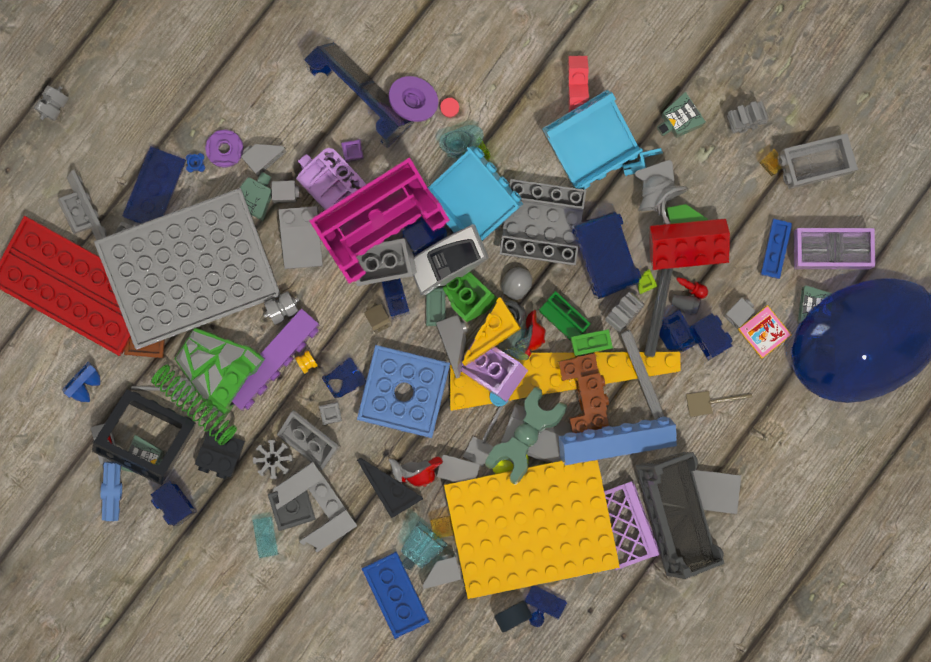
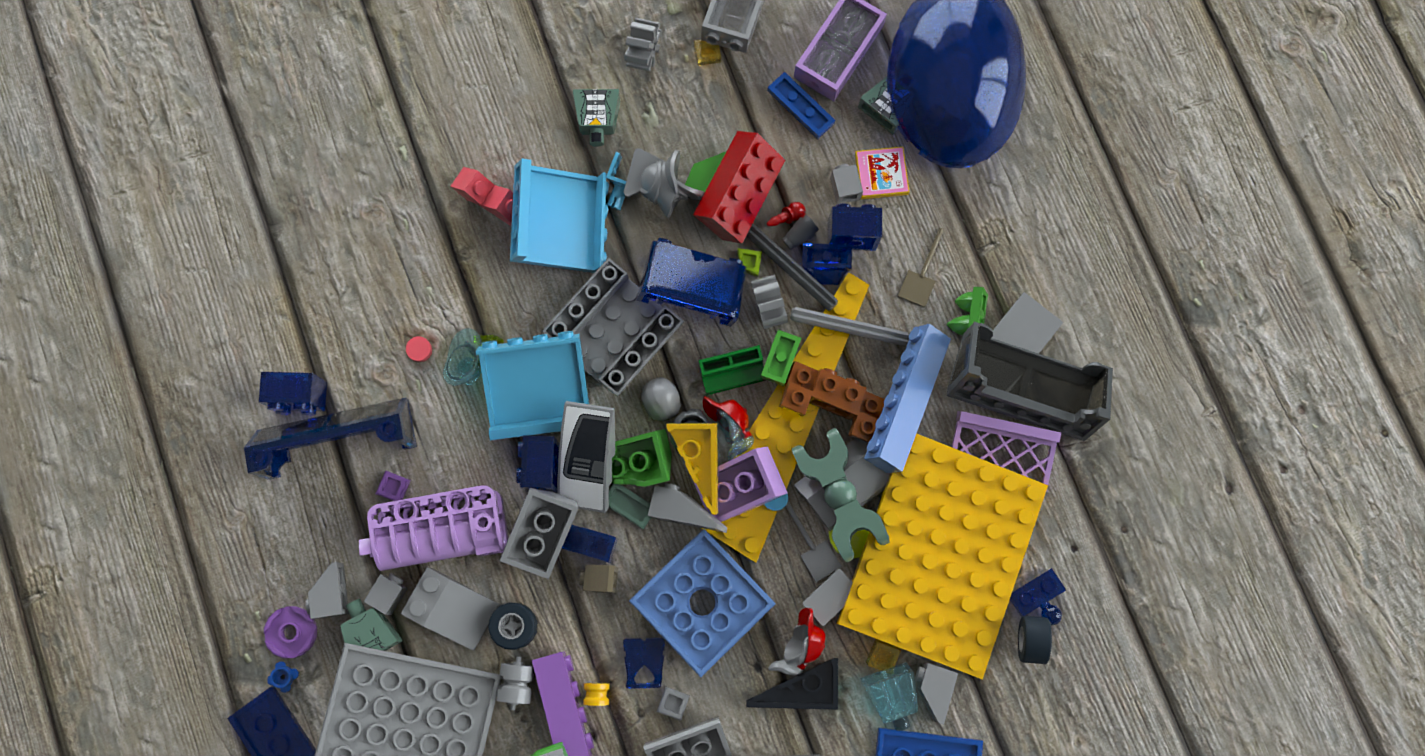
camera: 60 degrees left, 5 degrees down
(309, 285) = (503, 626): none -> black wheel
(371, 49) = (292, 392): none -> clear blue brick
(376, 214) = (479, 503): dark pink wedge -> none
(413, 98) = (381, 381): medium lavender hat -> none
(712, 448) = (972, 302): none -> bright green tile

